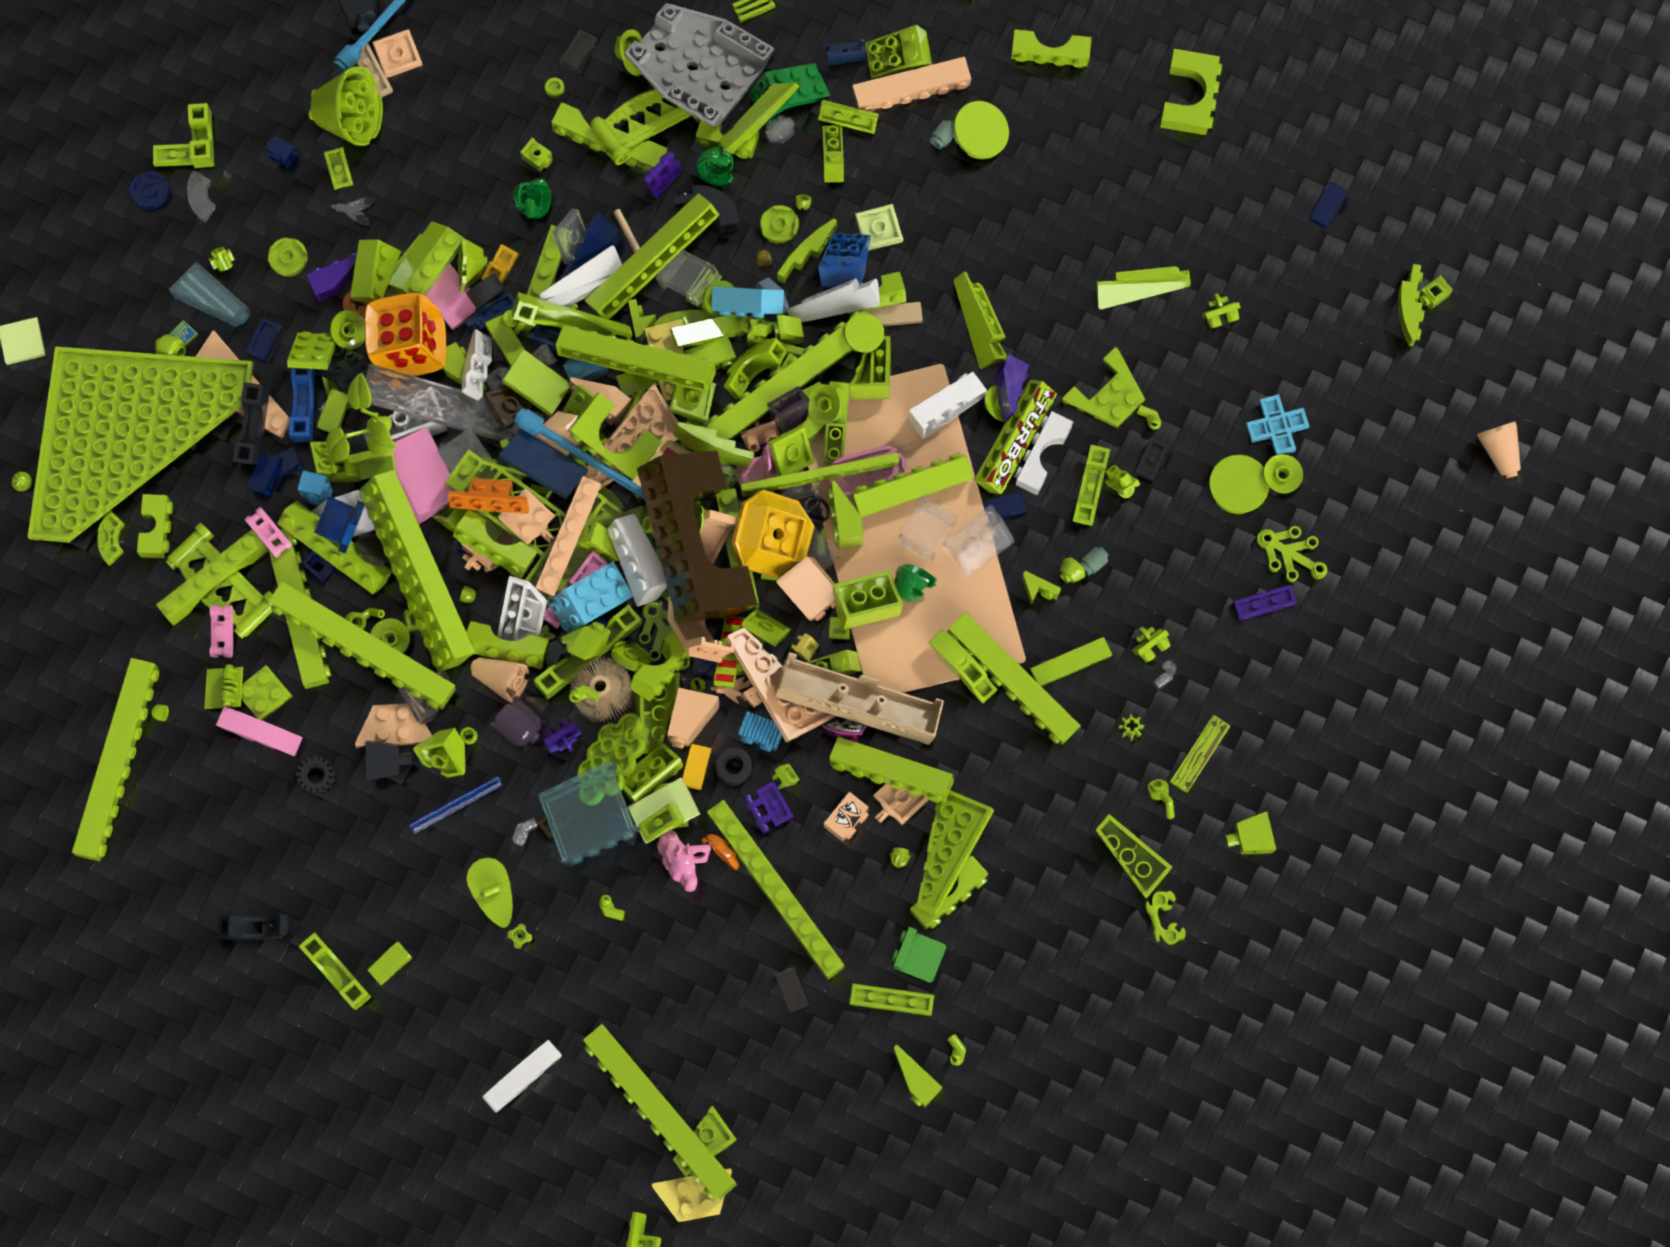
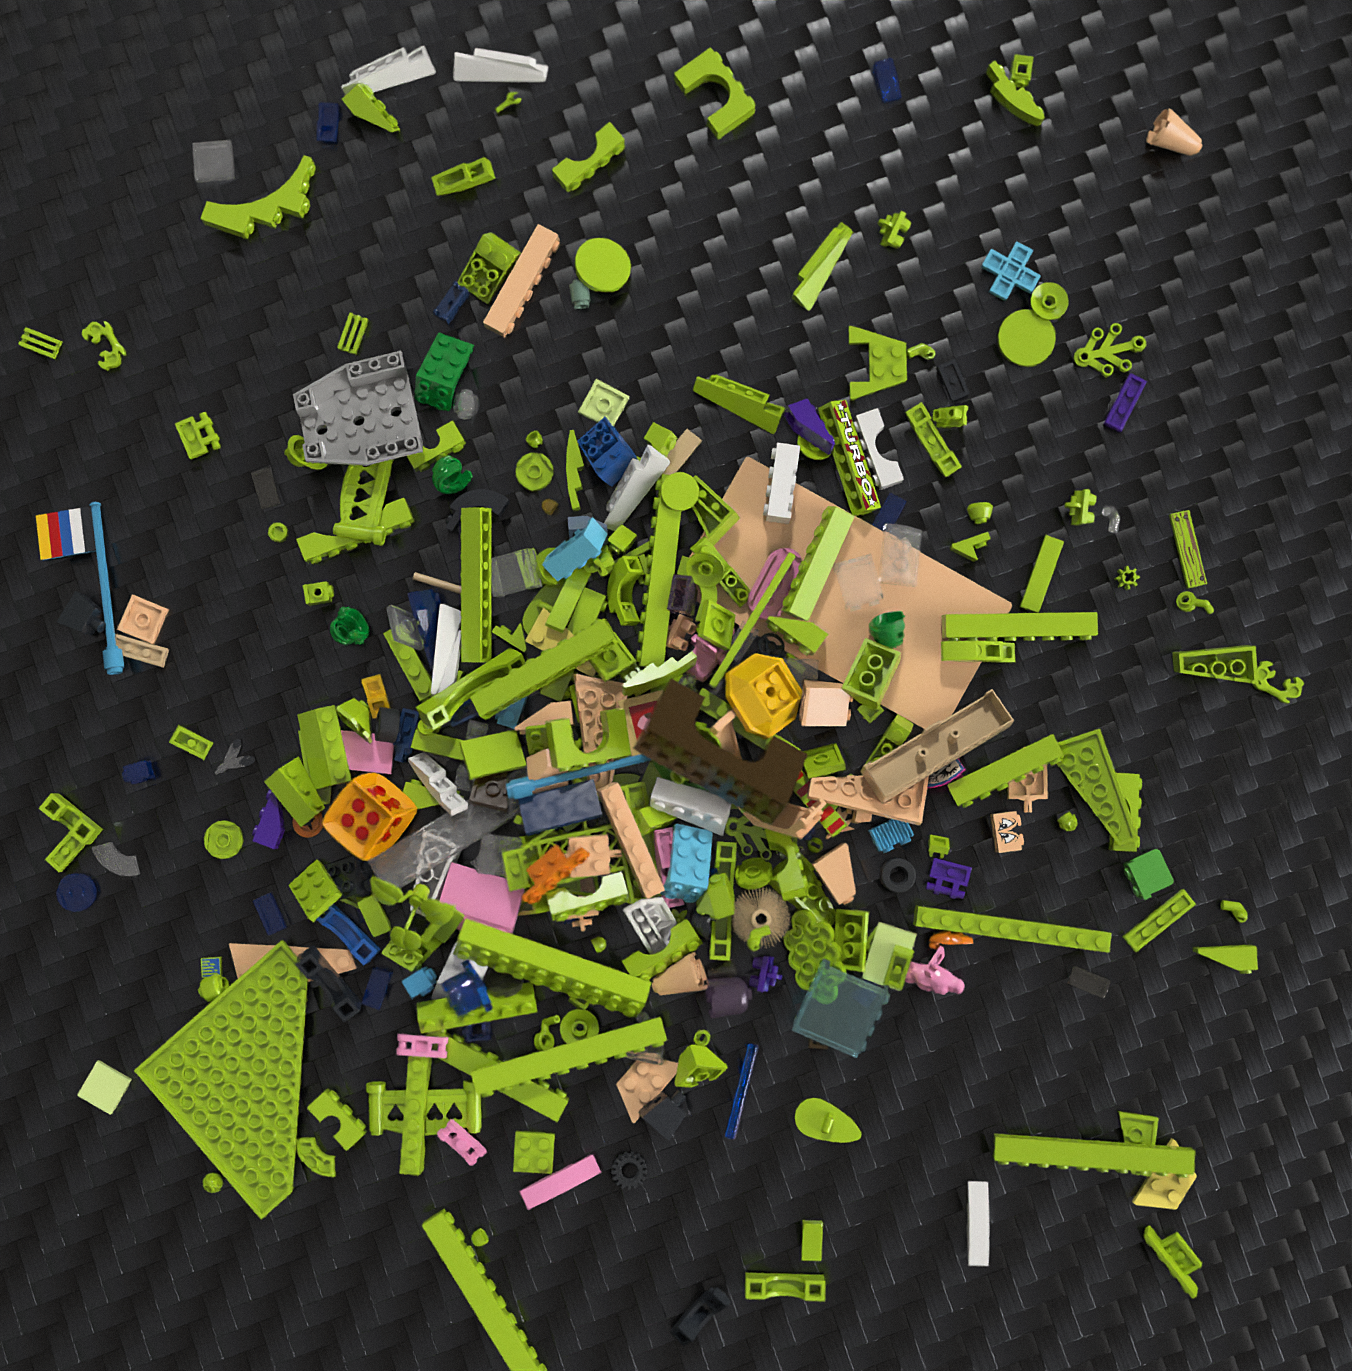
camera: 45 degrees left, 10 degrees up
(207, 294) = (197, 923): clear light blue slope -> none
(221, 259) = (180, 889): lime gear -> none
(223, 687) = (504, 1177): lime hinge -> none
(264, 474) = (373, 1006): clear blue slope -> none
(349, 106) = (153, 694): lime cone -> none
(356, 329) = (330, 848): lime dish -> none
(518, 942) = (876, 1128): lime plate -> none
(522, 831) = (804, 1063): clear arm -> none
(608, 908) = (915, 1054): lime arm -> none
(662, 174) = (420, 519): dark purple plate -> none
(696, 766) = (873, 901): yellow slope -> none
(757, 115) = (443, 411): lime wedge -> none
(806, 647) = (860, 745): light yellow tile -> none
(833, 154) = (519, 384): lime slope -> none
(848, 116) = (502, 347): lime tile -> none
(1094, 560) = (987, 489): sand green brick -> none
(1253, 835) = (1278, 568): lime torso -> none

